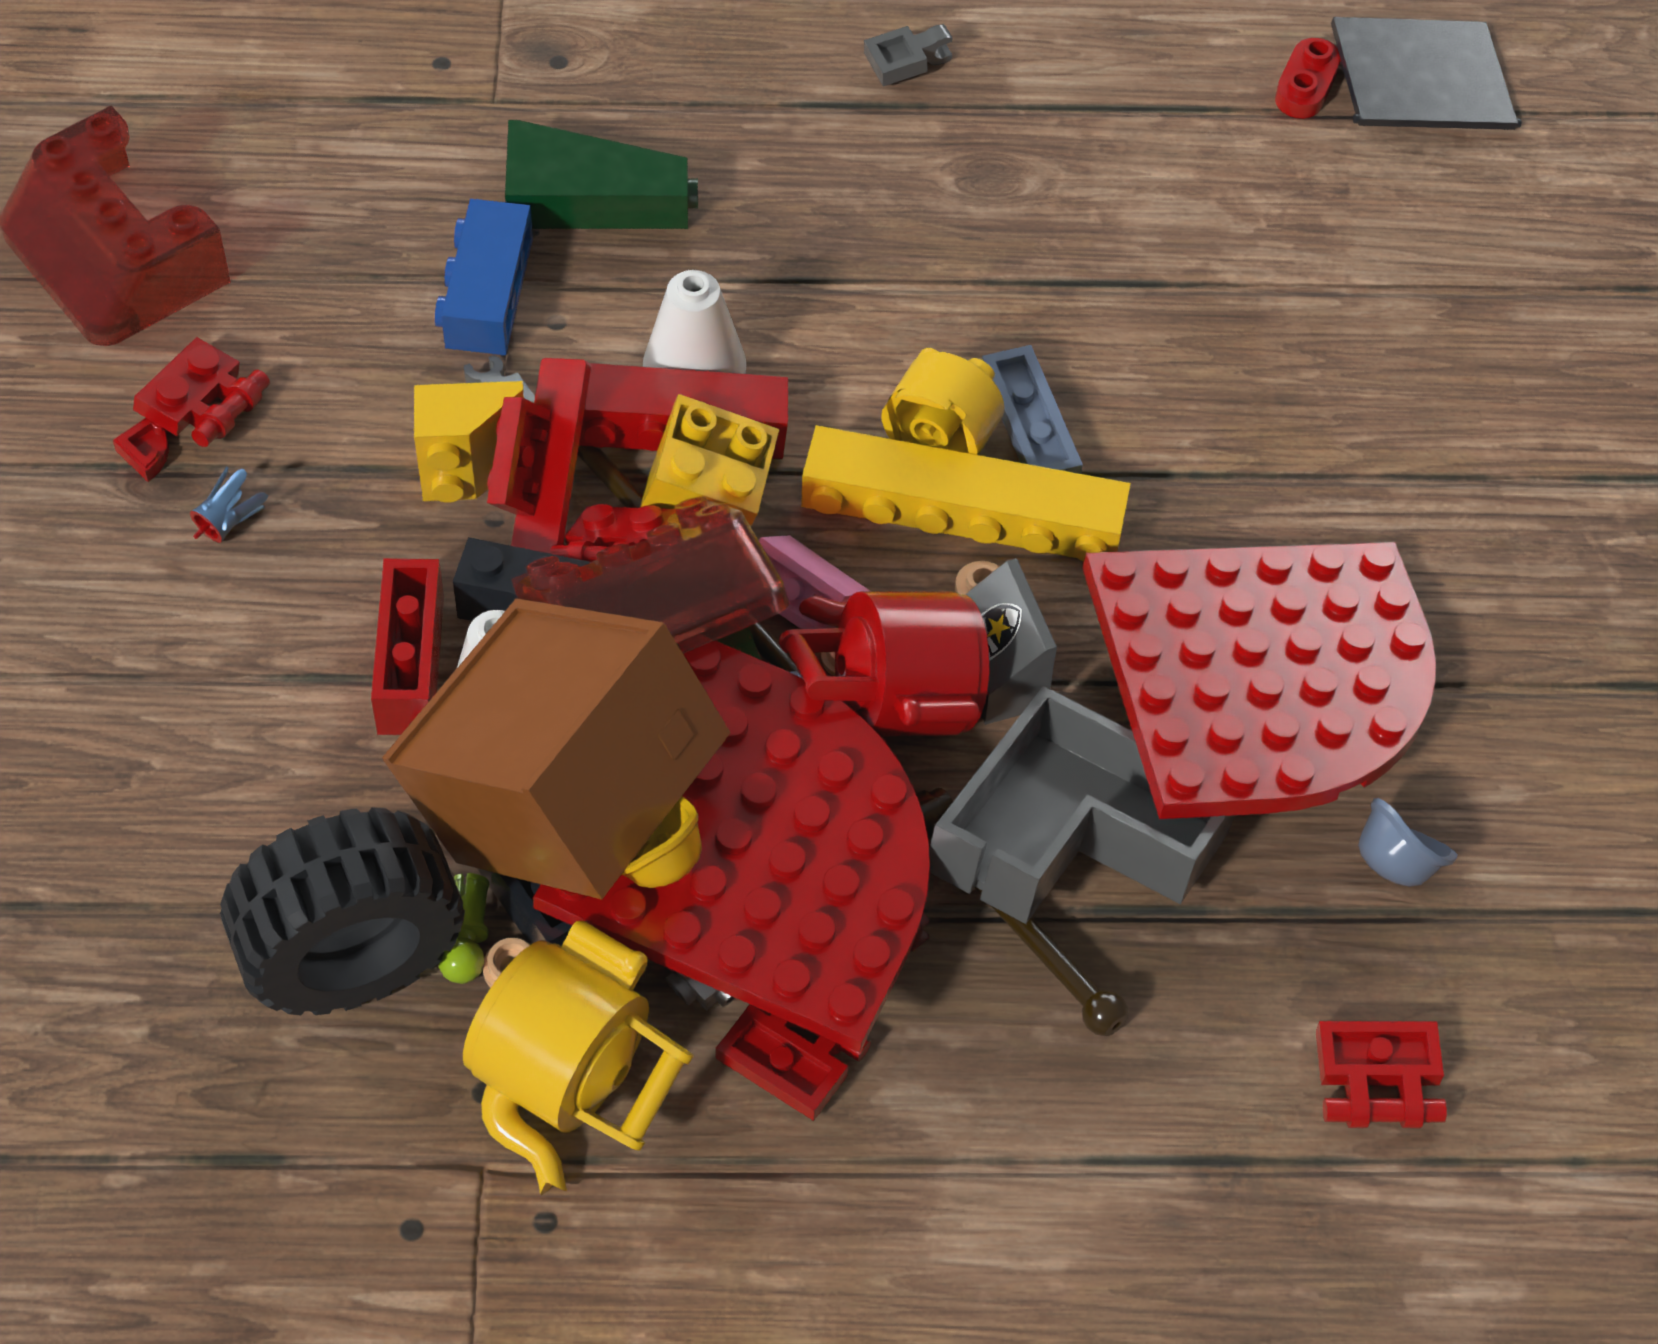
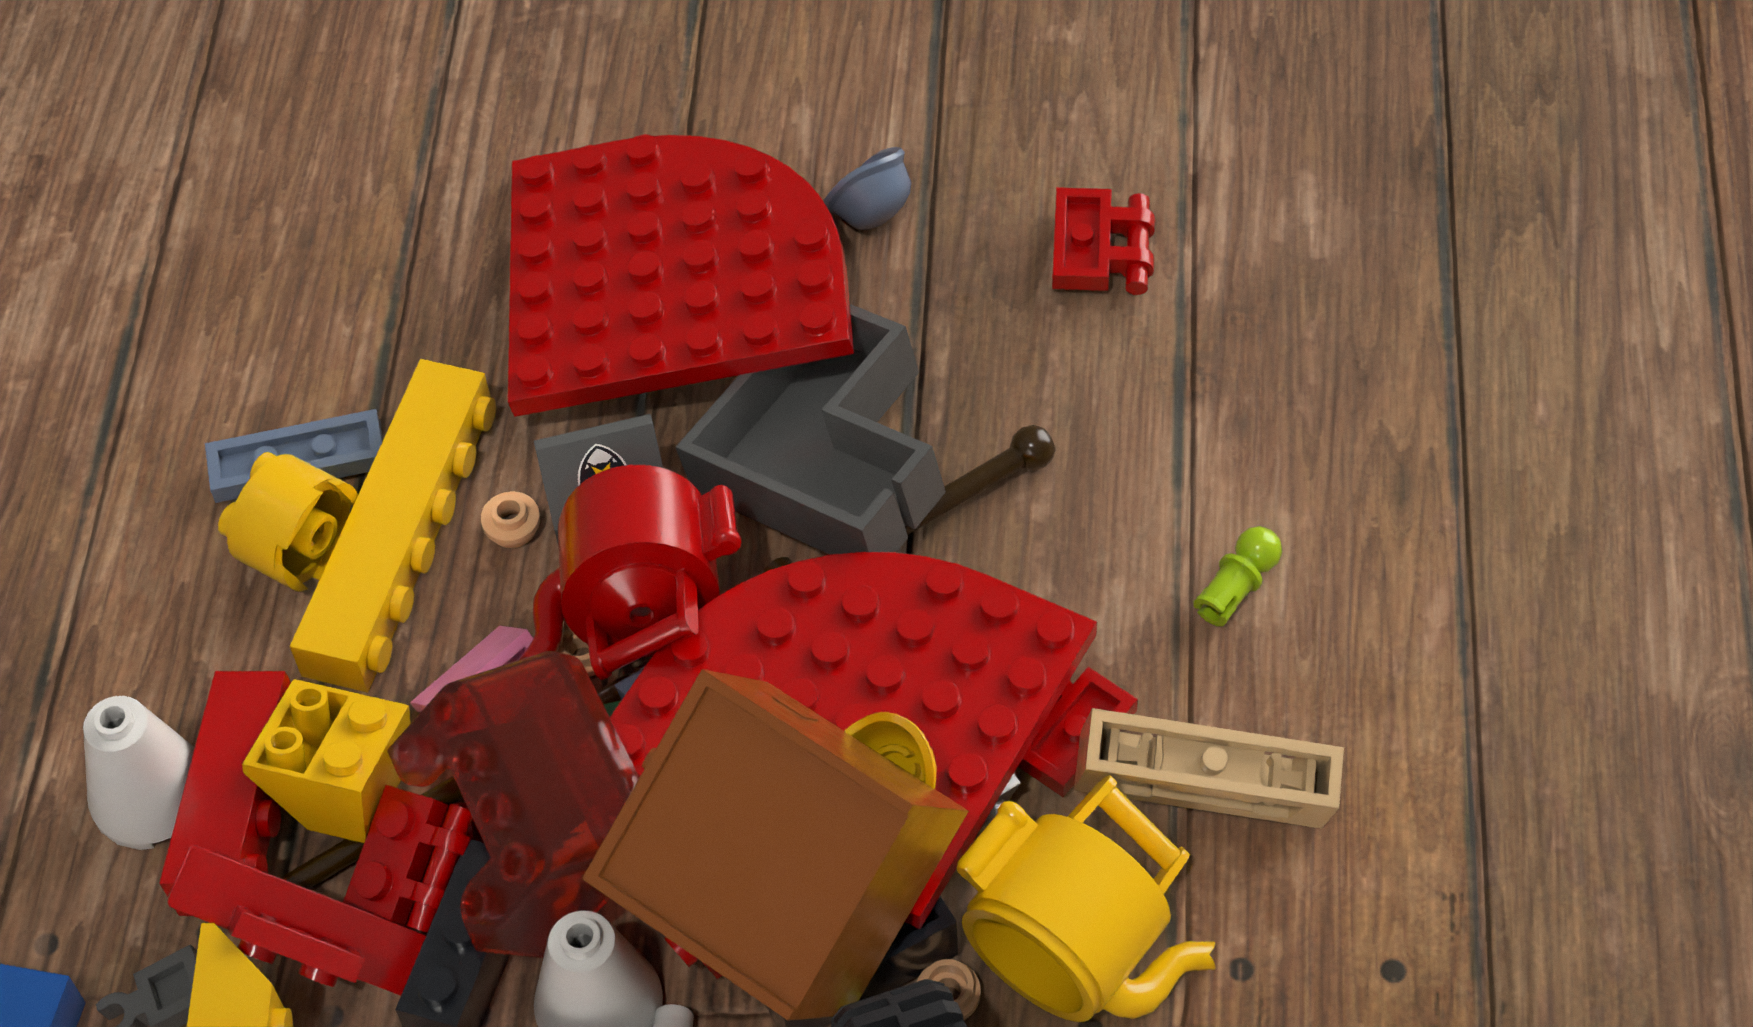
camera: 80 degrees left, 0 degrees up
(724, 1163) = (1211, 768): none -> tan brick
(1001, 1226) = (1239, 573): none -> lime pin

